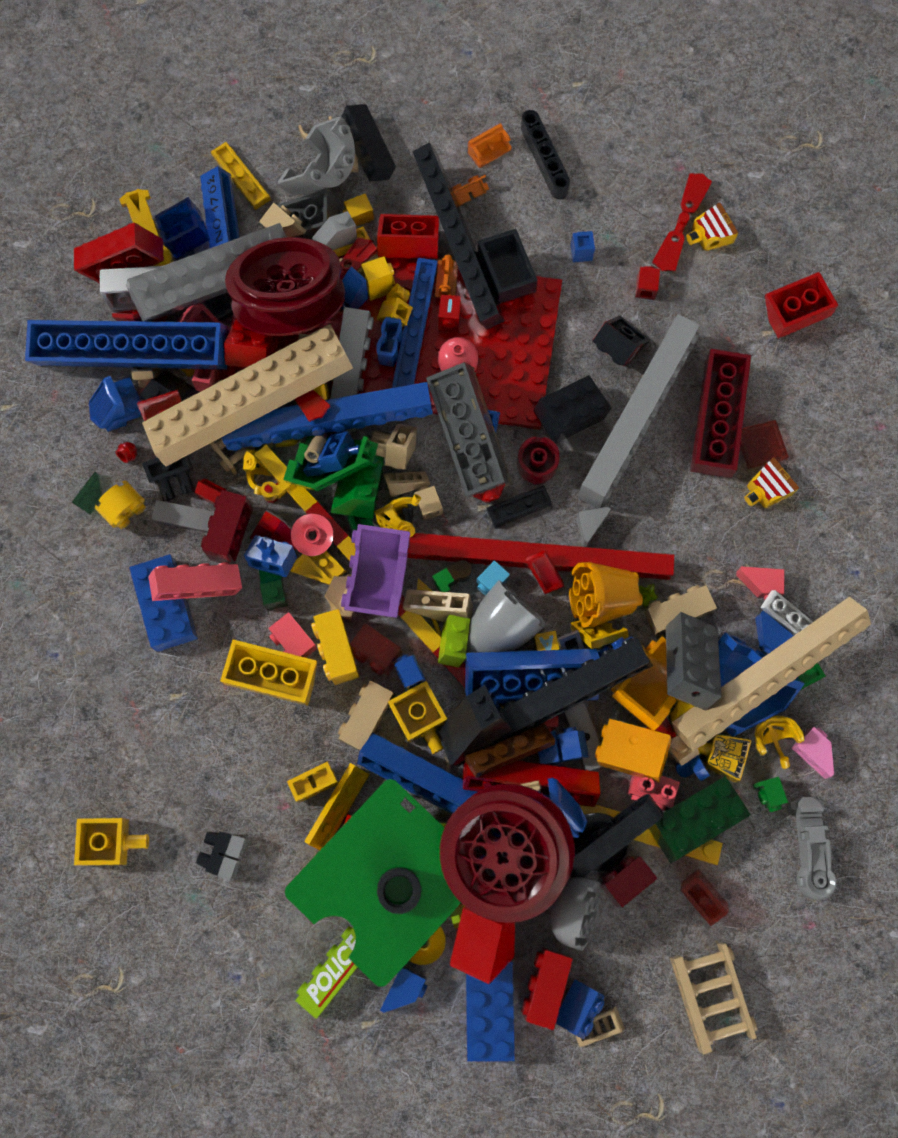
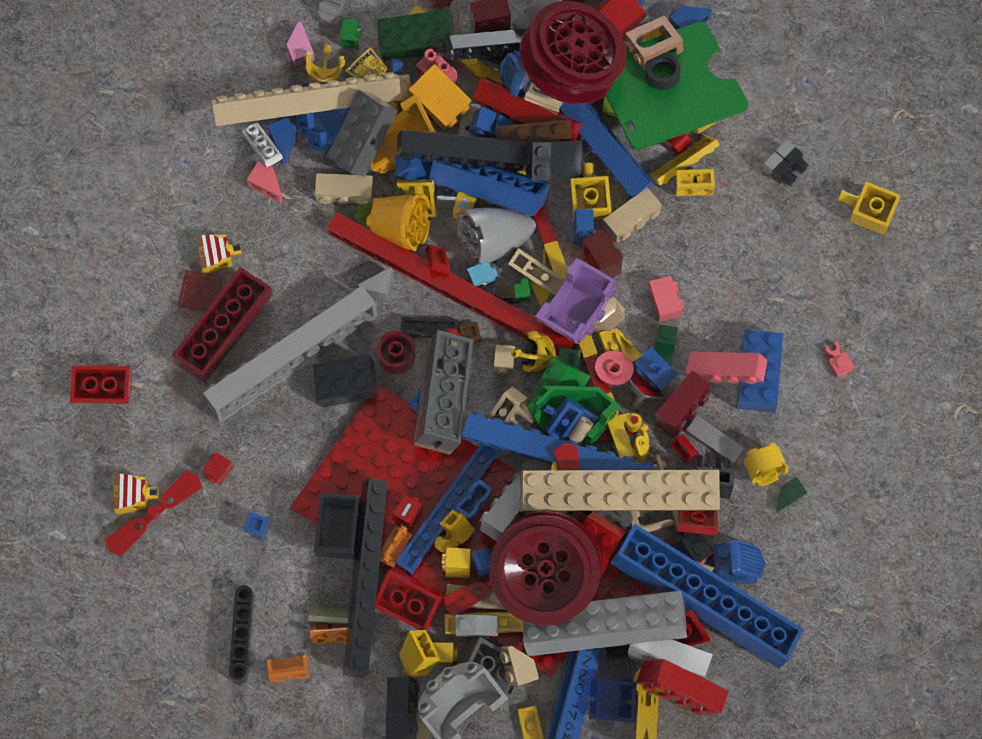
camera: 155 degrees left, 5 degrees down
(86, 653) = (839, 362): none -> coral plate
(126, 452) = (743, 516): red plate -> none
(269, 672) = (696, 274): yellow slope -> none
(328, 977) = (739, 50): lime brick -> none
(334, 647) = (634, 271): yellow piece -> none
(375, 190) = (418, 654): none -> yellow torso
(405, 482) = (514, 378): tan slope -> none
(425, 898) = (671, 36): none -> nougat panel
(454, 641) = (537, 236): lime brick -> none
(456, 352) = (420, 468): coral cylinder -> none
(476, 518) = (470, 331): none -> reddish brown tile
(477, 202) = (328, 614): none -> olive tile
(620, 340) = (268, 427): black slope -> none

